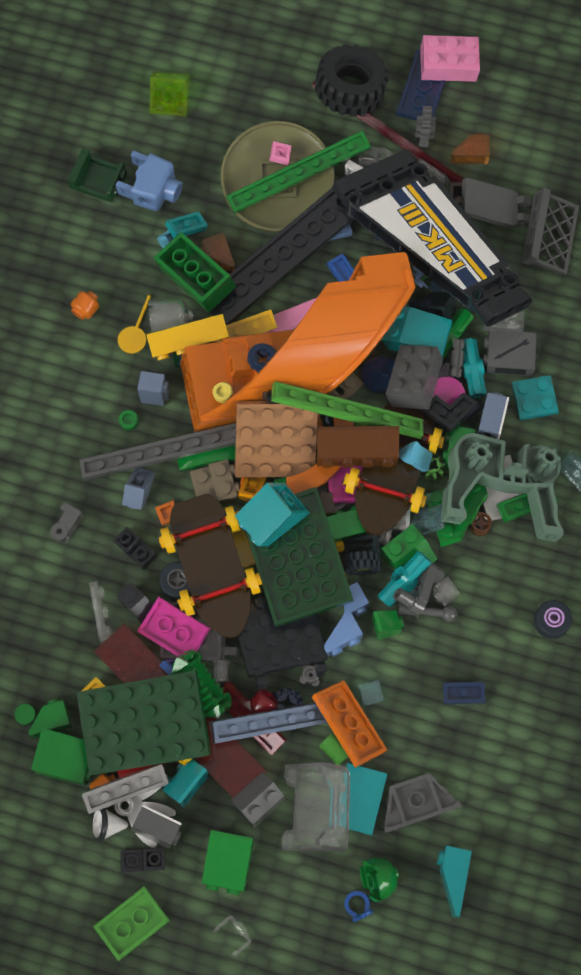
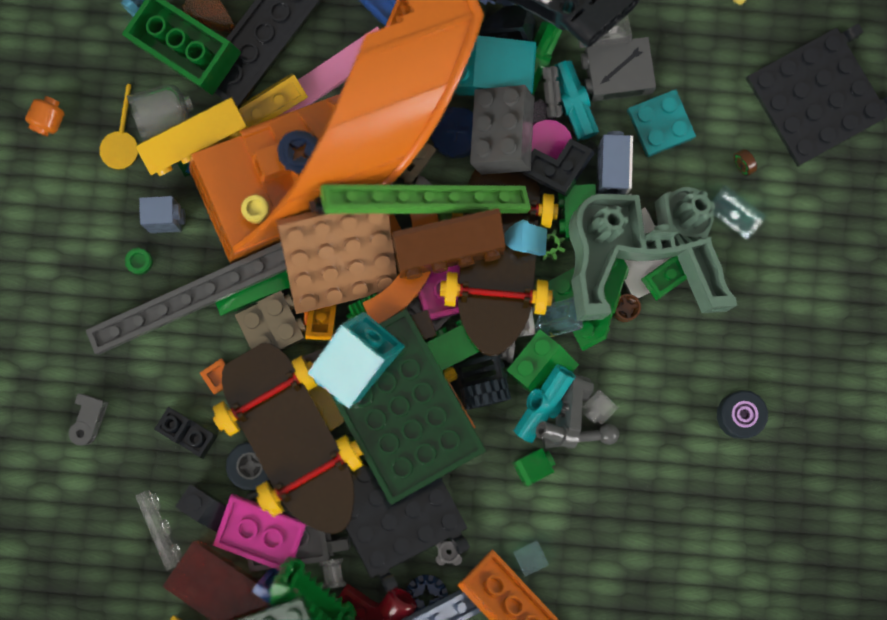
camera: 20 degrees left, 10 degrees up
(138, 488) = (171, 352): sand blue slope -> none
(347, 630) = (484, 485): medium blue arch -> none
(464, 693) = (648, 534): dark blue plate -> none

